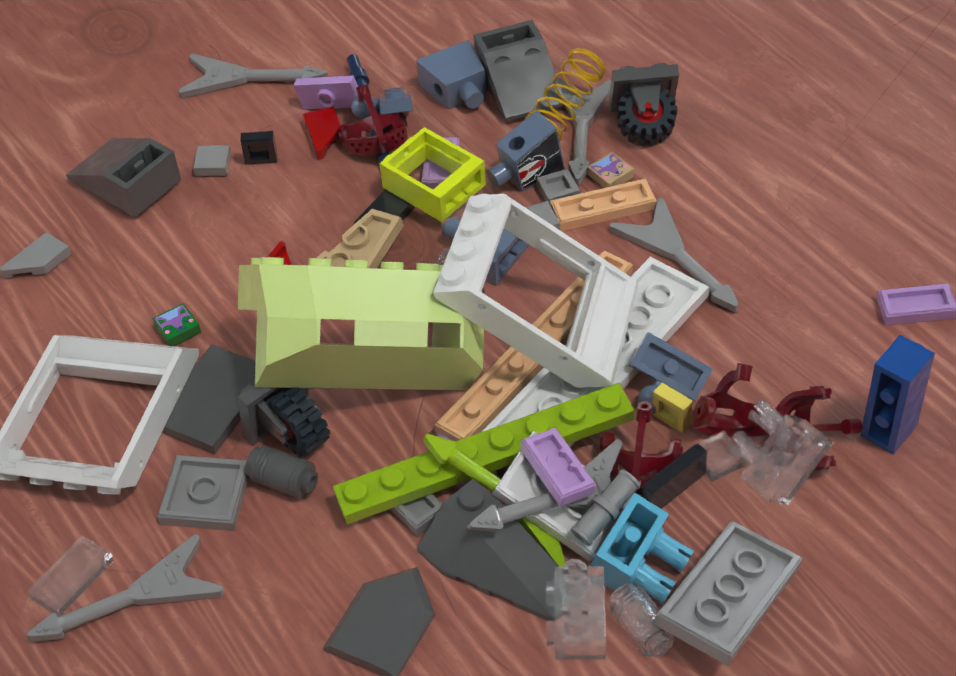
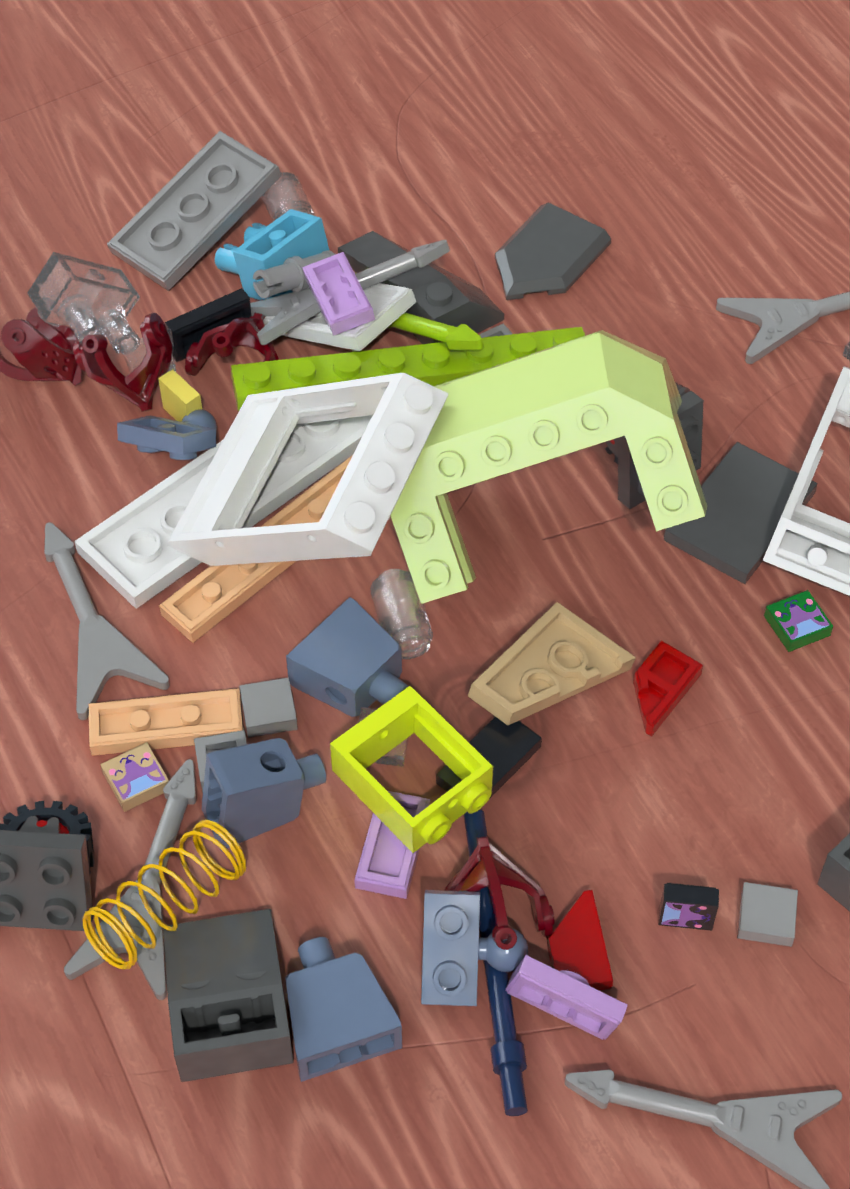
camera: 175 degrees left, 5 degrees up
(204, 493) = (745, 403): light grey tile -> none
(579, 612) = (353, 199): clear brick -> none

